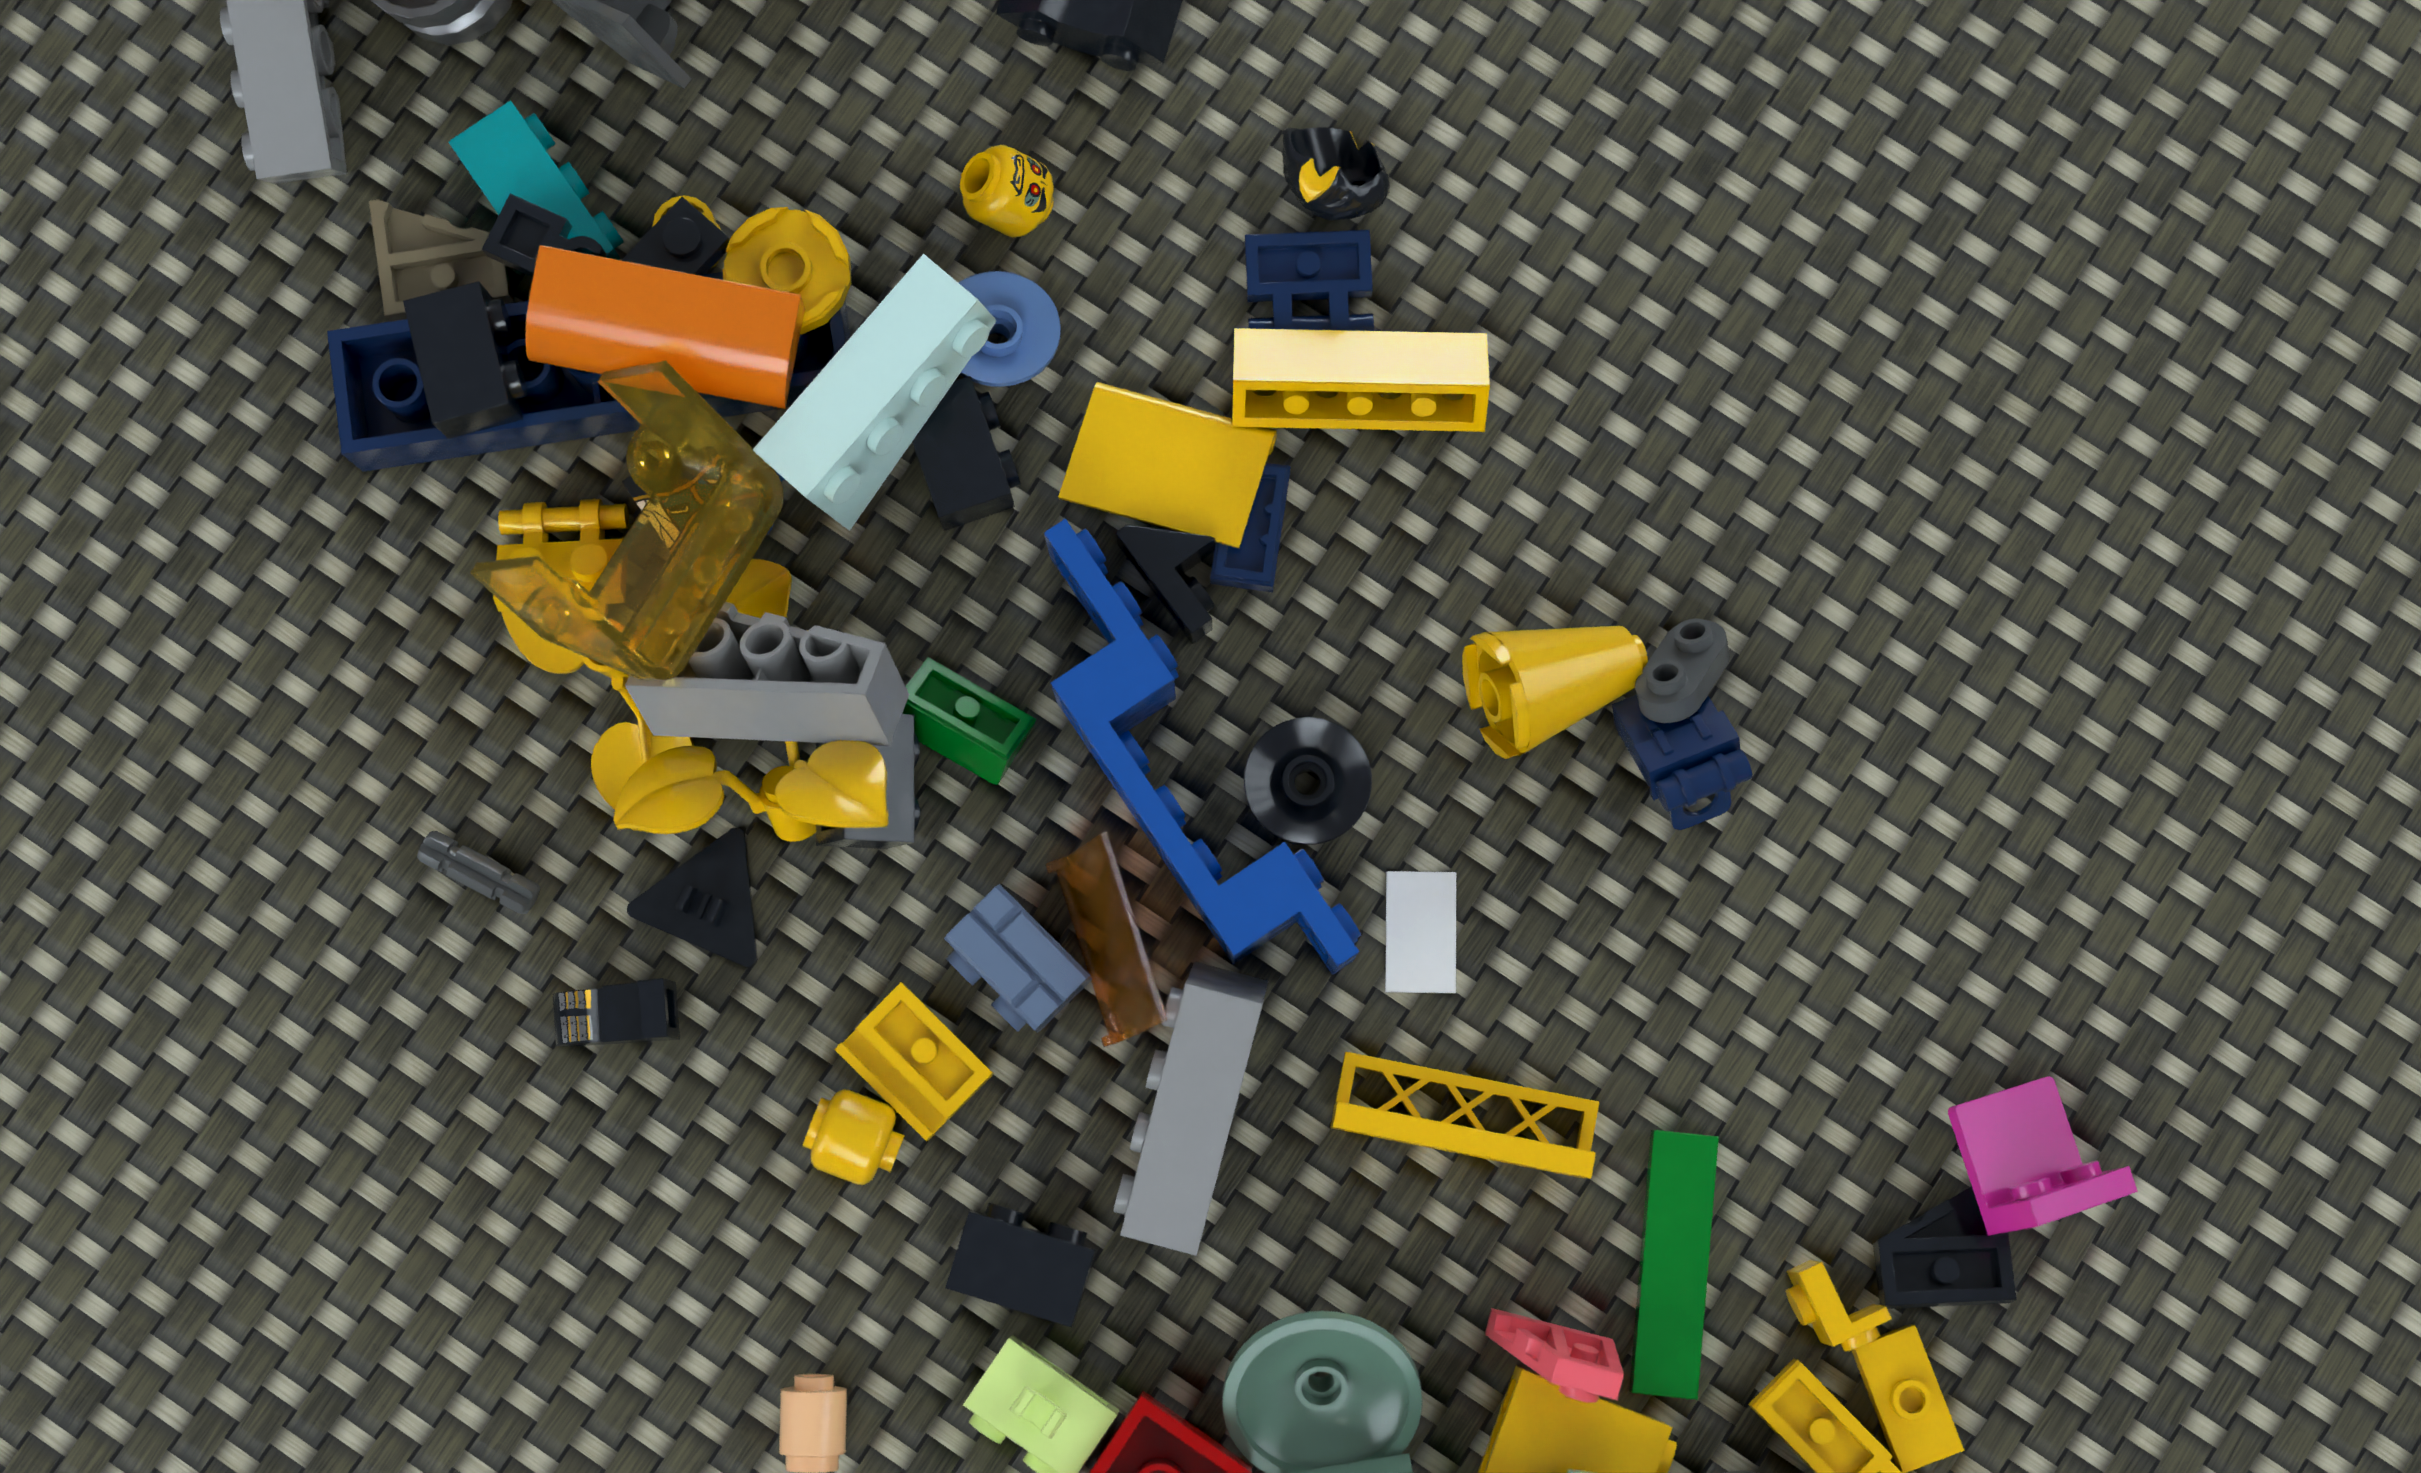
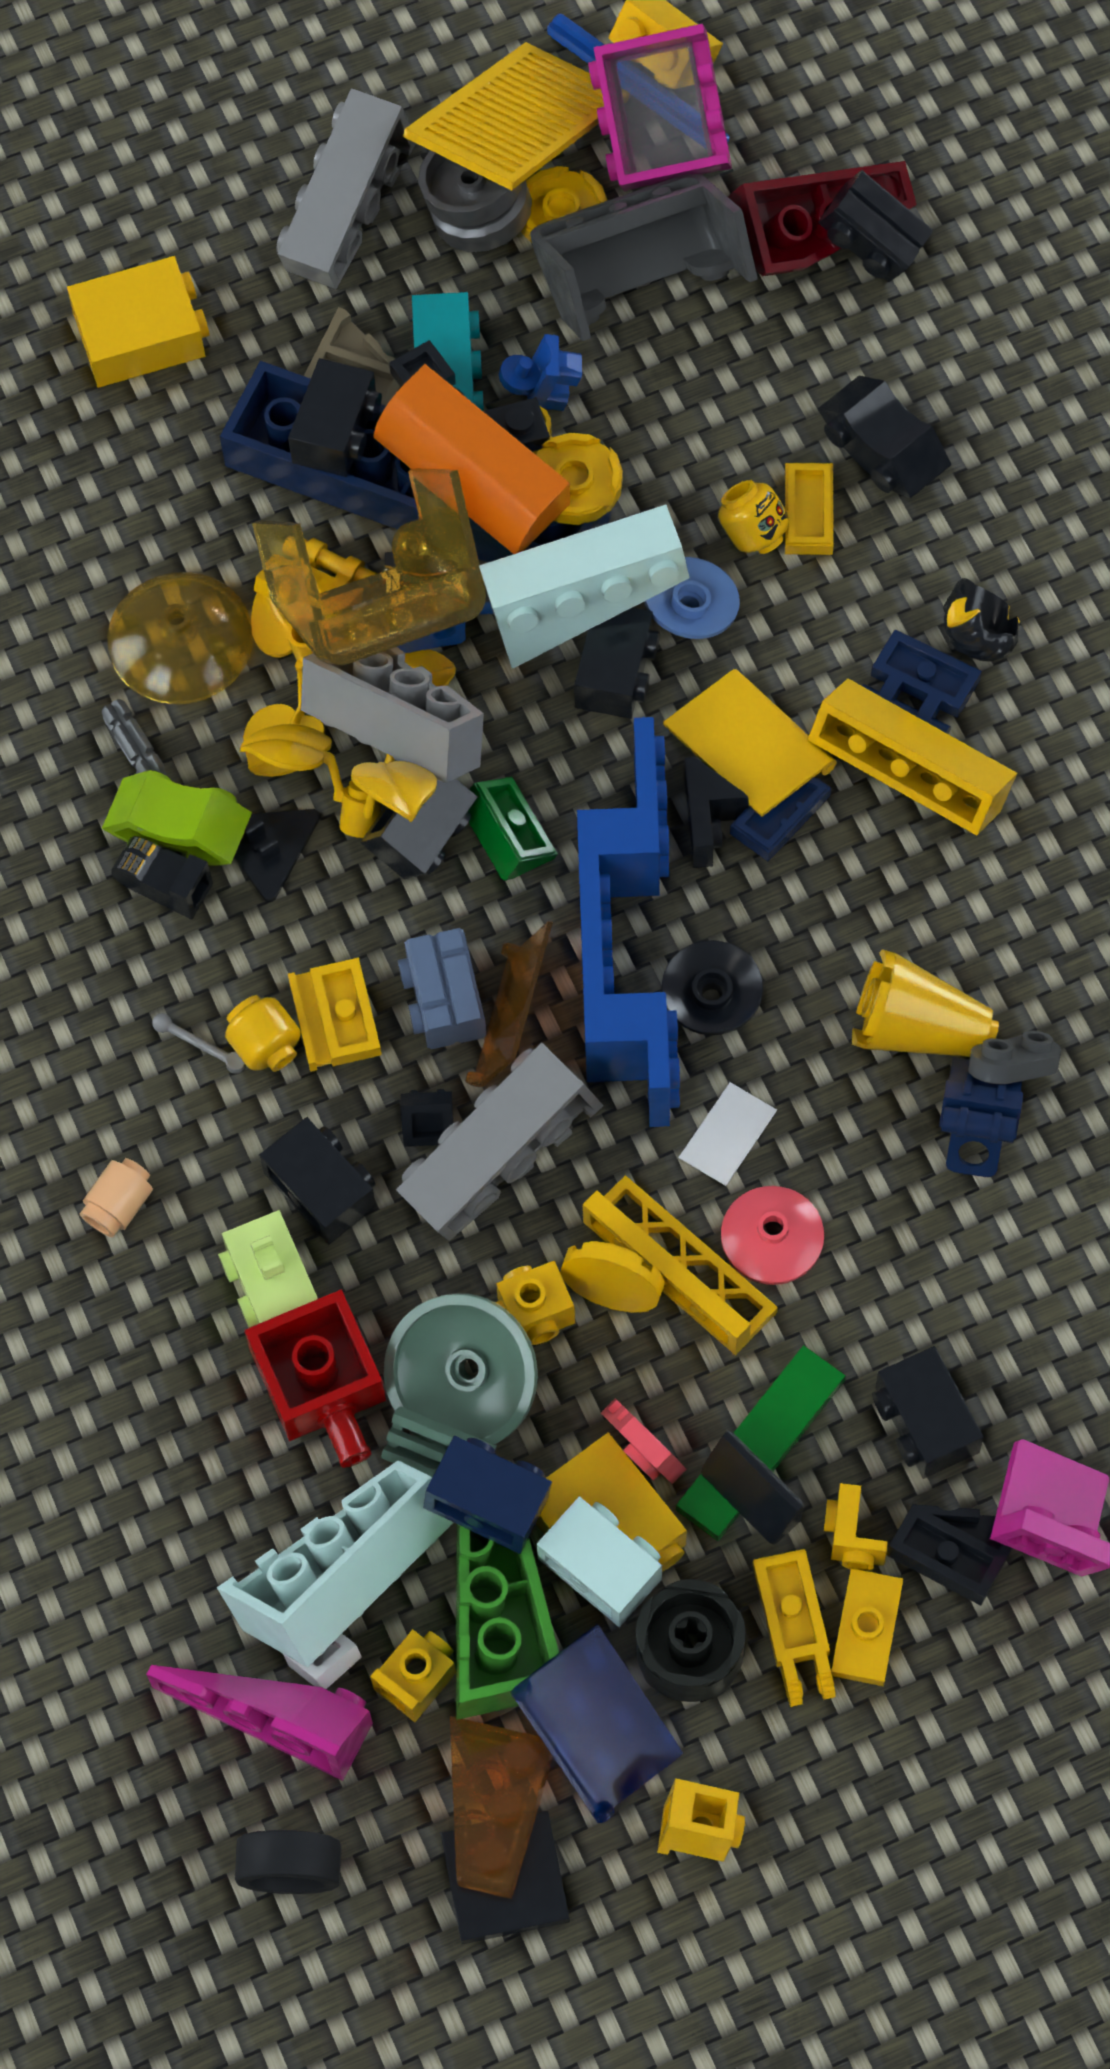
camera: 35 degrees right, 15 degrees down
(143, 352) = (138, 321): none -> yellow brick
(479, 736) = (184, 659): none -> clear yellow dish
(585, 941) = (178, 817): none -> lime brick
(664, 155) = (544, 375): none -> blue hips
(729, 1184) = (163, 1023): none -> light grey hinge
(1055, 136) = (809, 508): none -> yellow tile
(1093, 1121) = (425, 1116): none -> black tile
(1372, 1262) = (537, 1300): none -> yellow brick
(1416, 1189) = (612, 1277): none -> yellow tile
(1506, 1026) = (766, 1256): none -> coral dish
(1707, 1333) = (752, 1488): none -> black slope
(1830, 1127) = (927, 1412): none -> black brick

